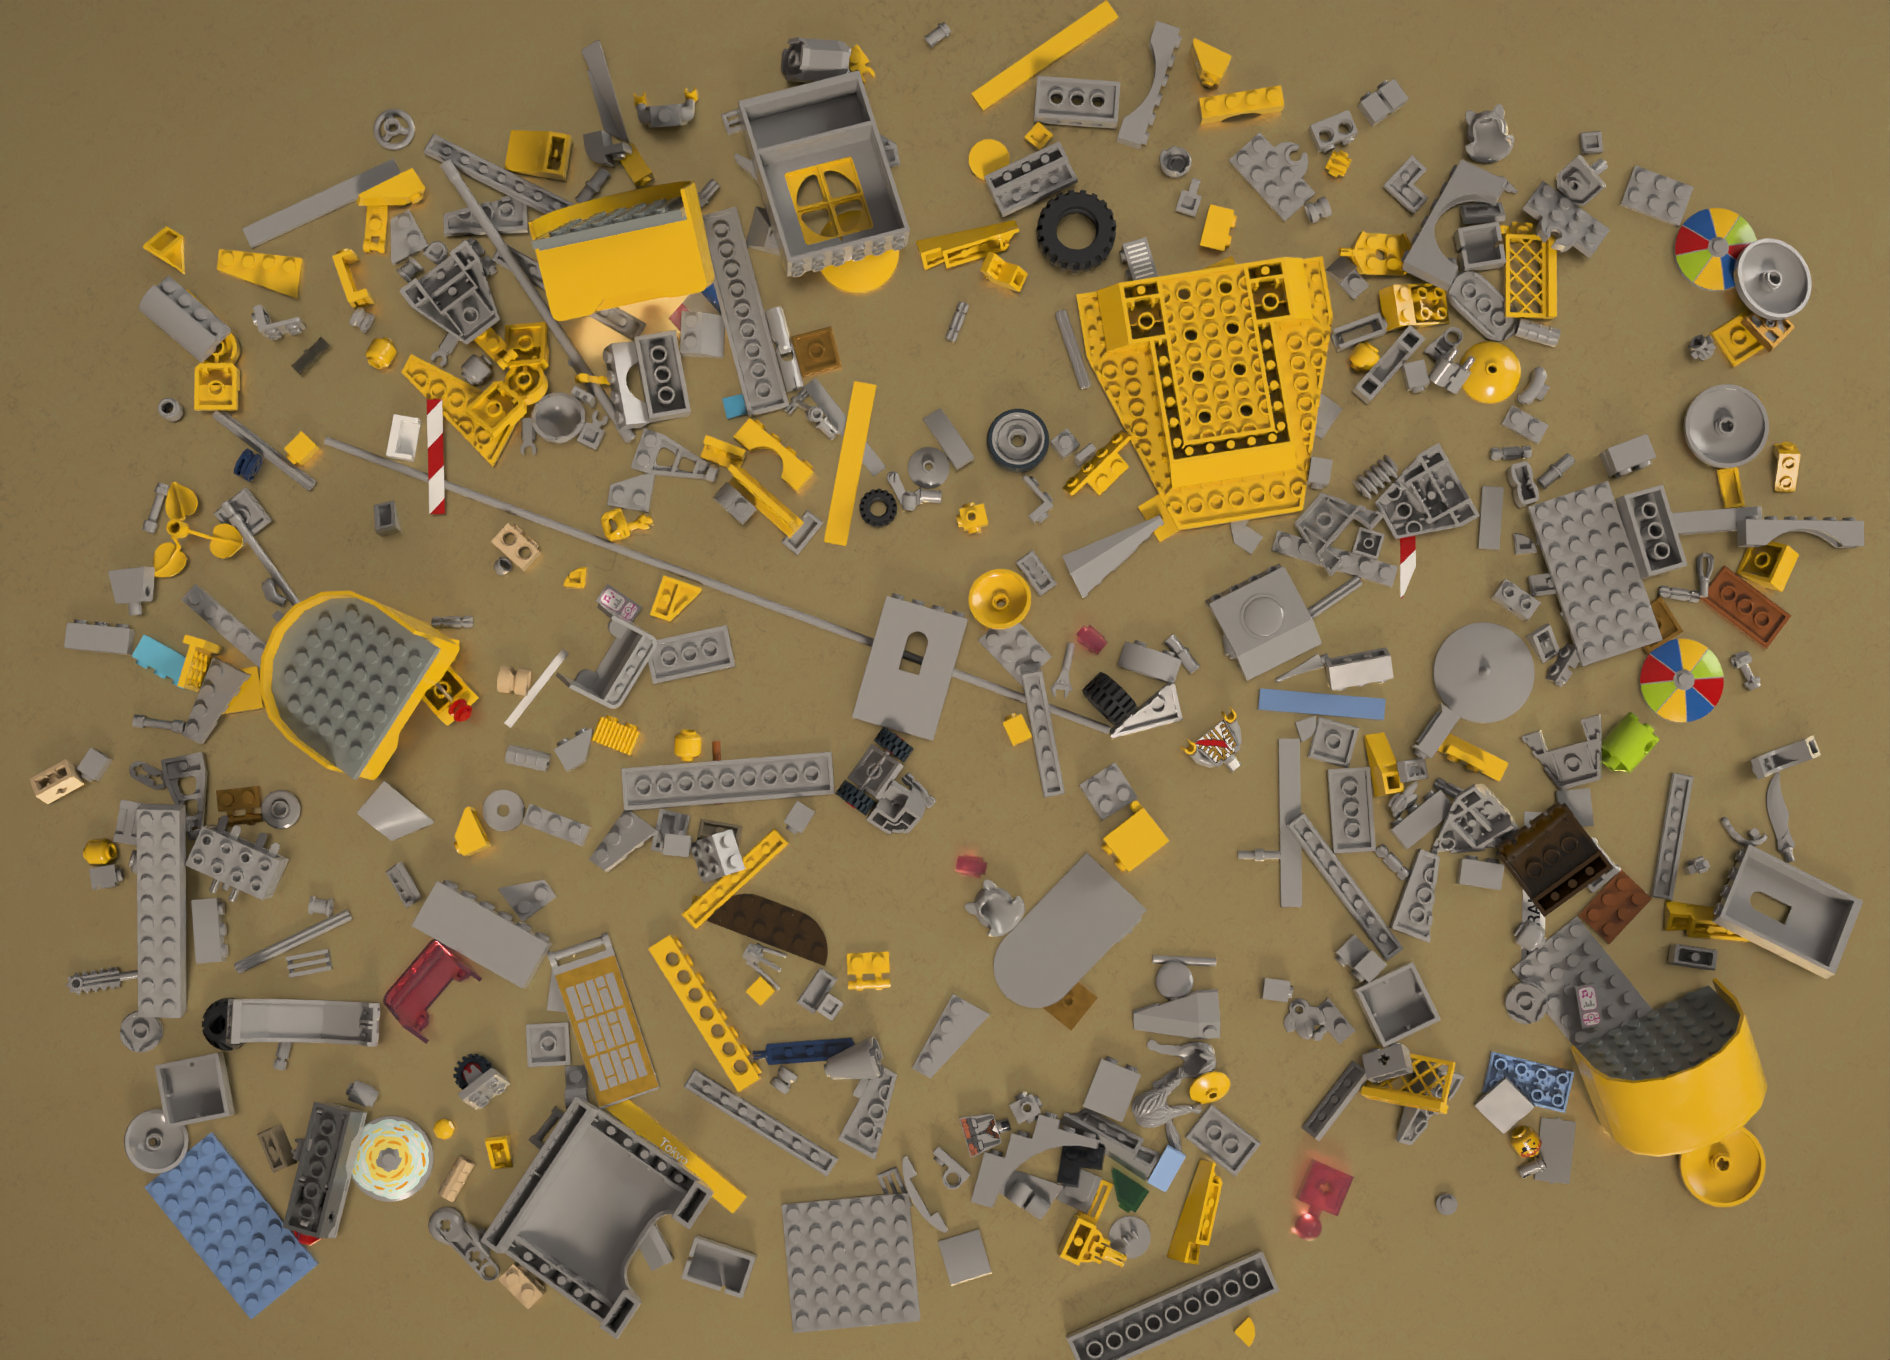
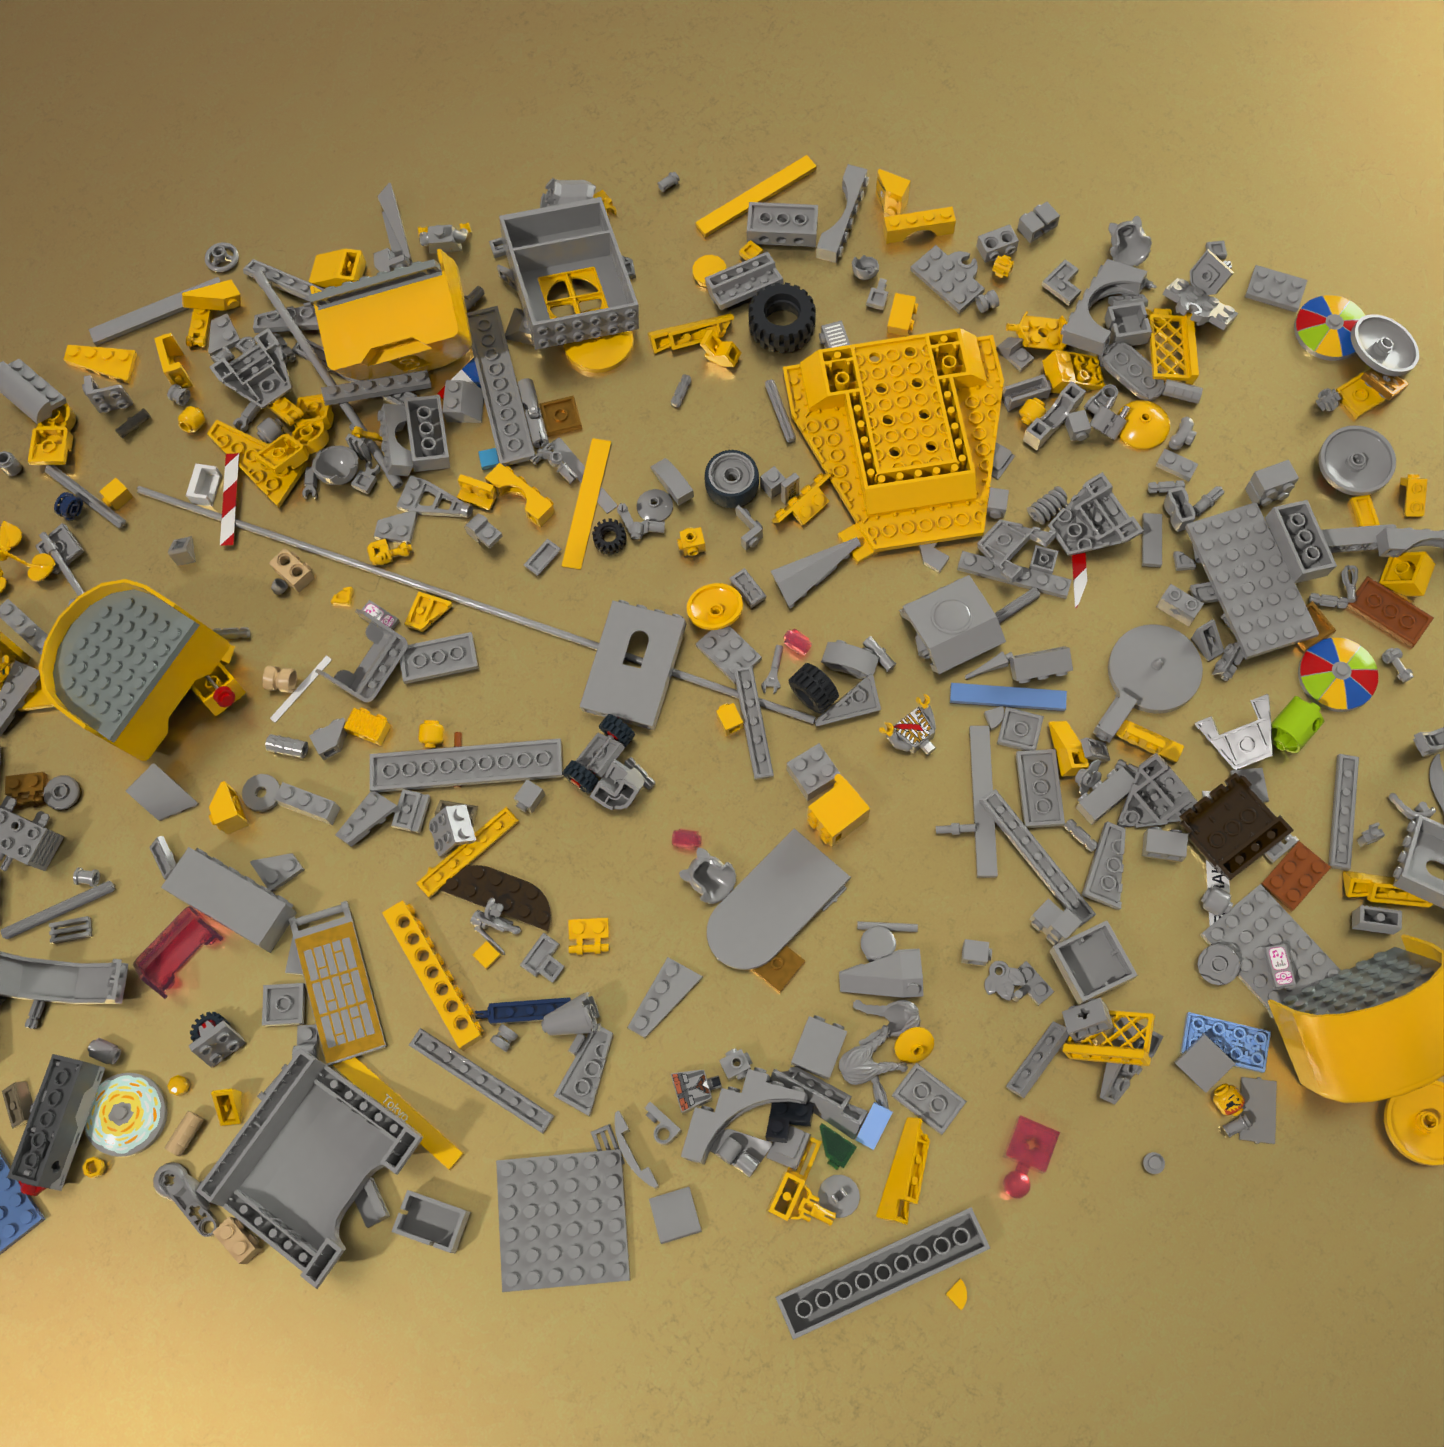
camera: 10 degrees right, 15 degrees down
(167, 247) = (24, 344): yellow slope -> none
(365, 1212) = (94, 1167): none -> yellow tile
(551, 329) = (375, 387): none -> light grey plate
(676, 844) = (414, 818): light grey brick -> none
(764, 501) = (511, 530): yellow fence -> none
(767, 950) = (493, 911): none -> light grey piece

